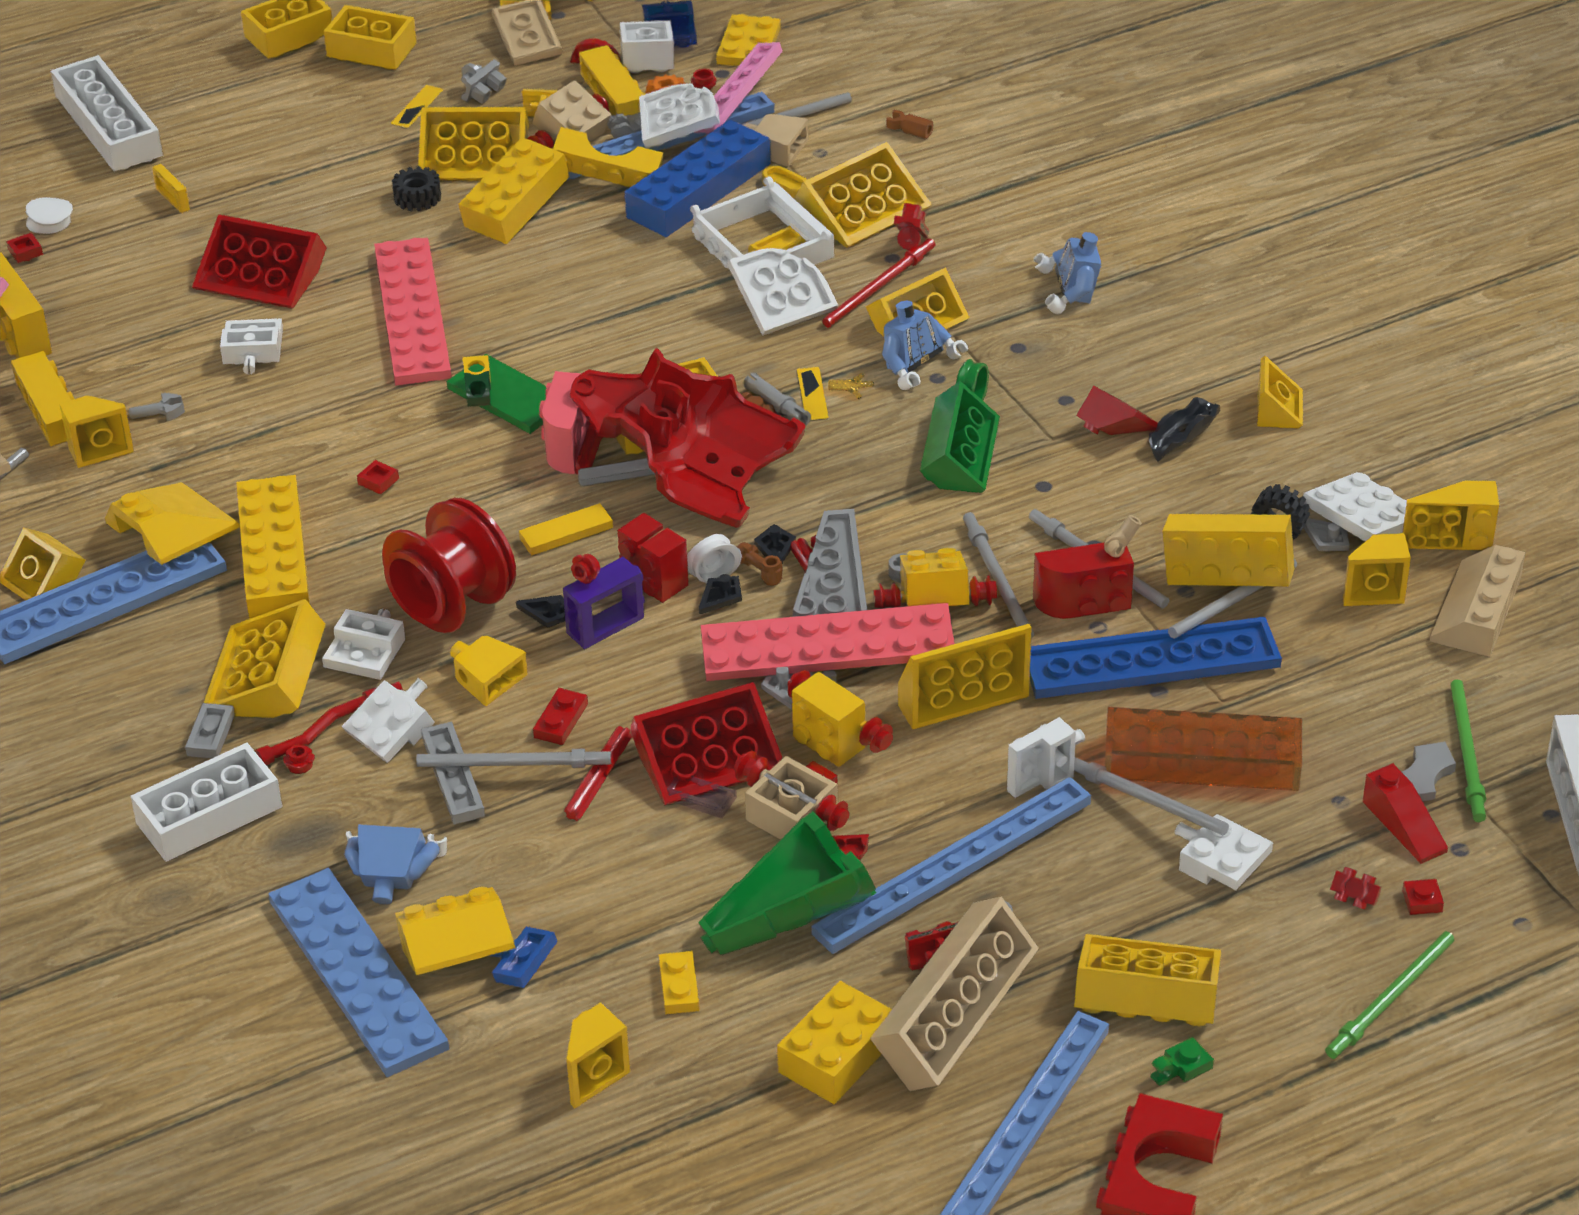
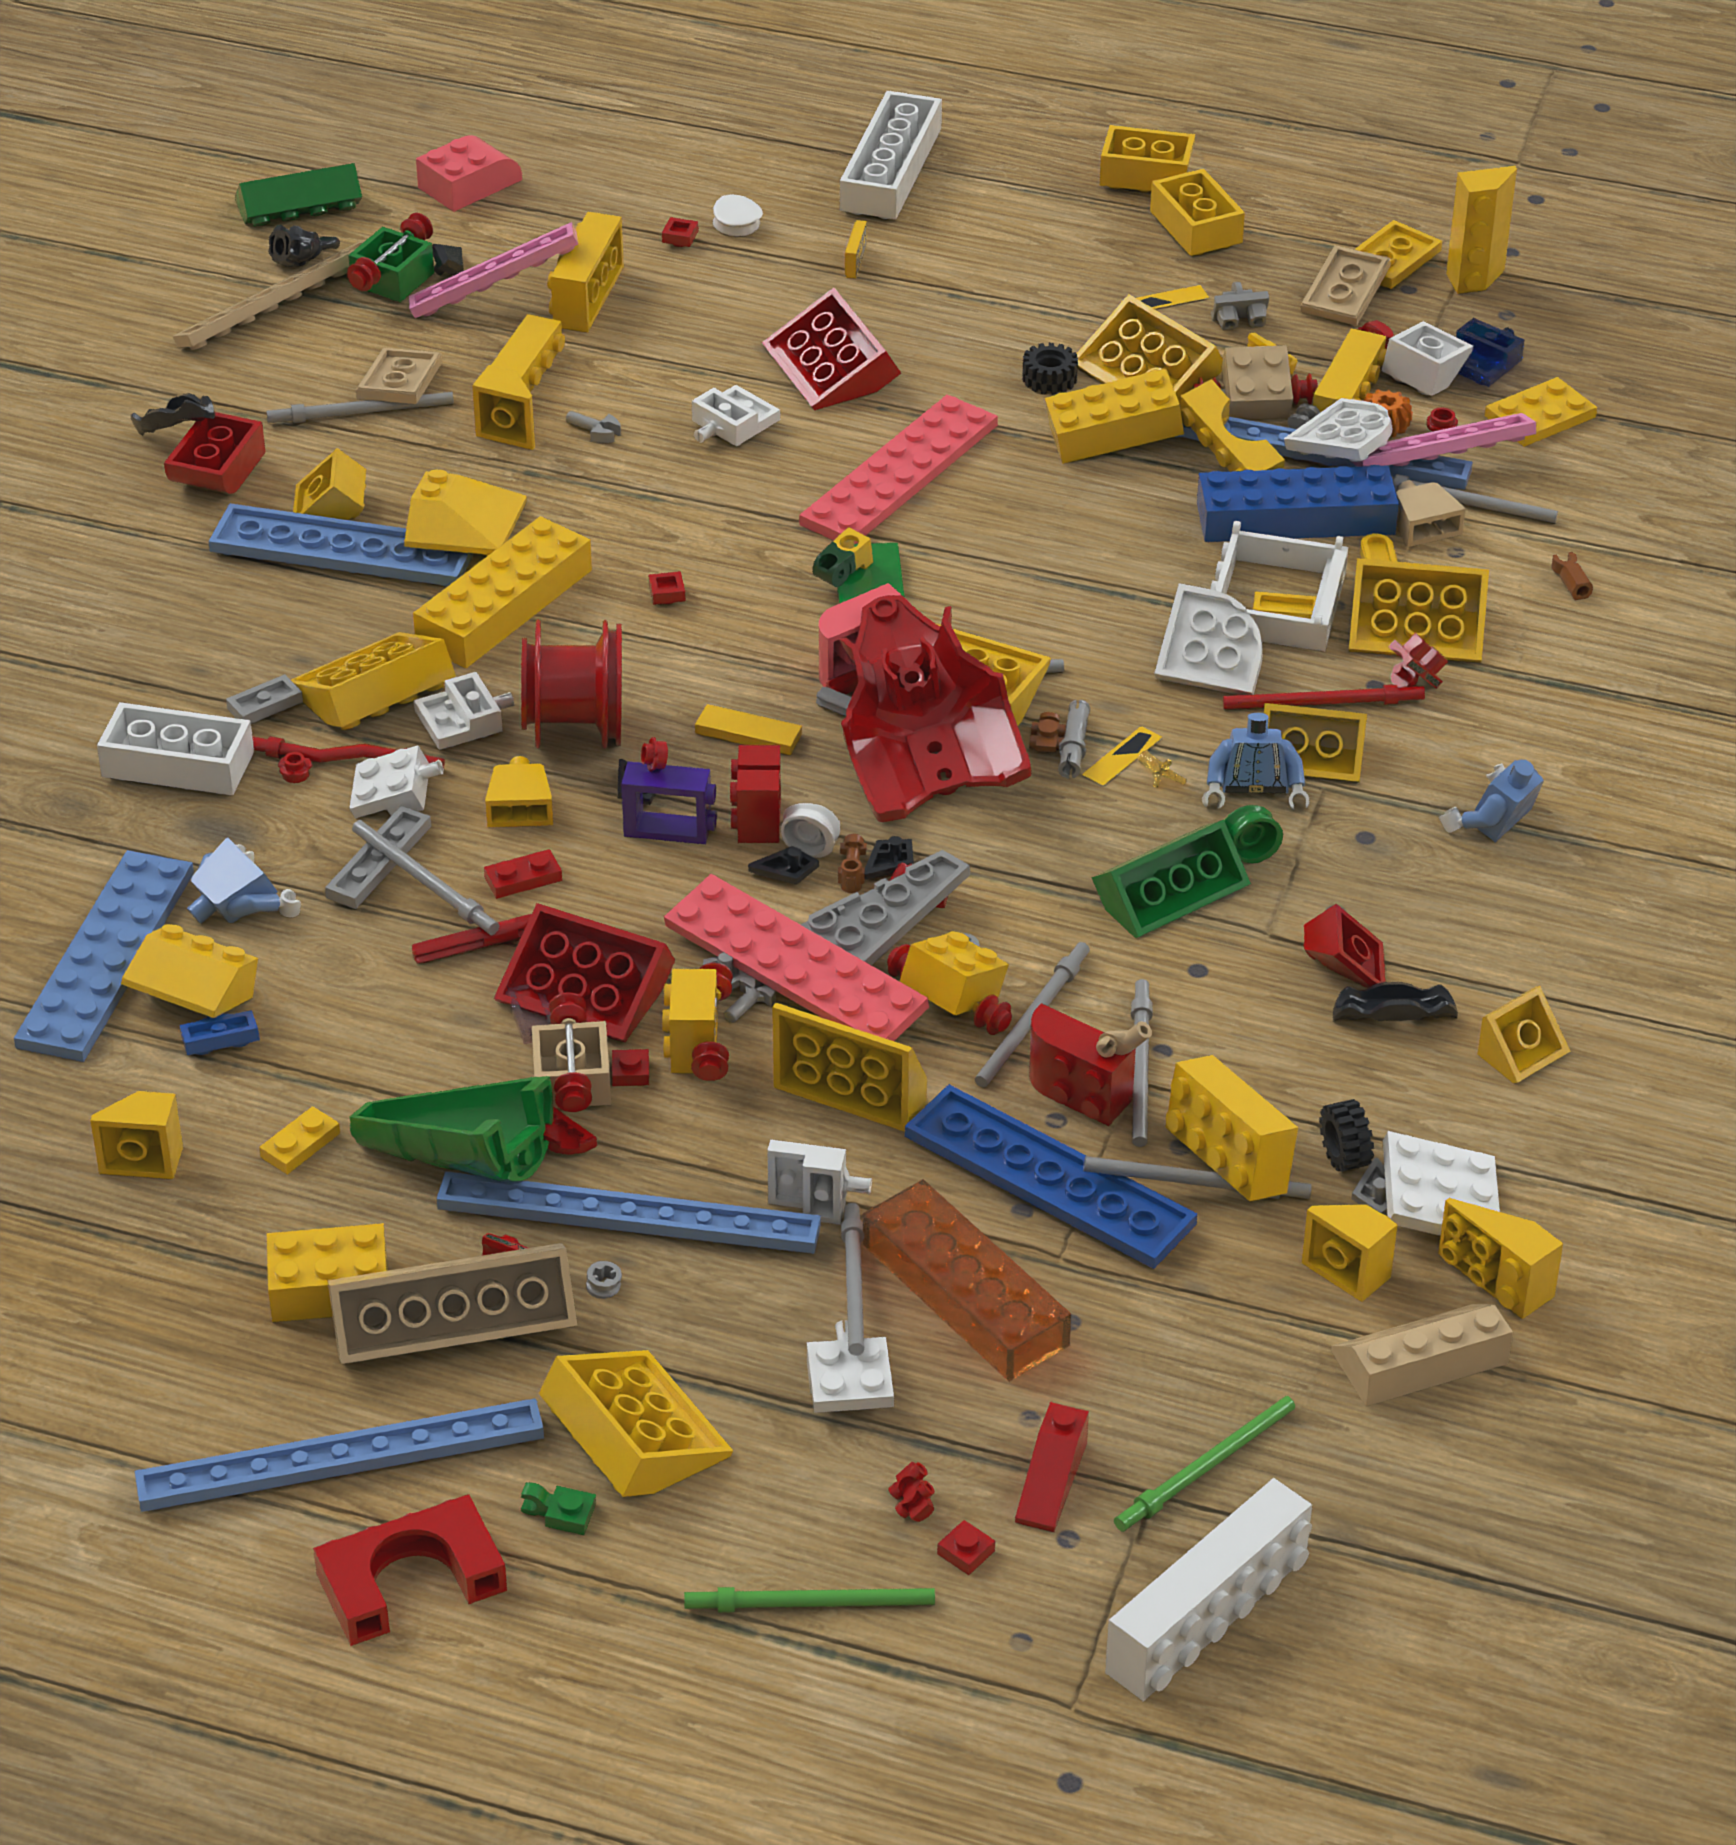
camera: 45 degrees right, 0 degrees up
(1429, 766) = (1152, 1449): light grey tile -> none

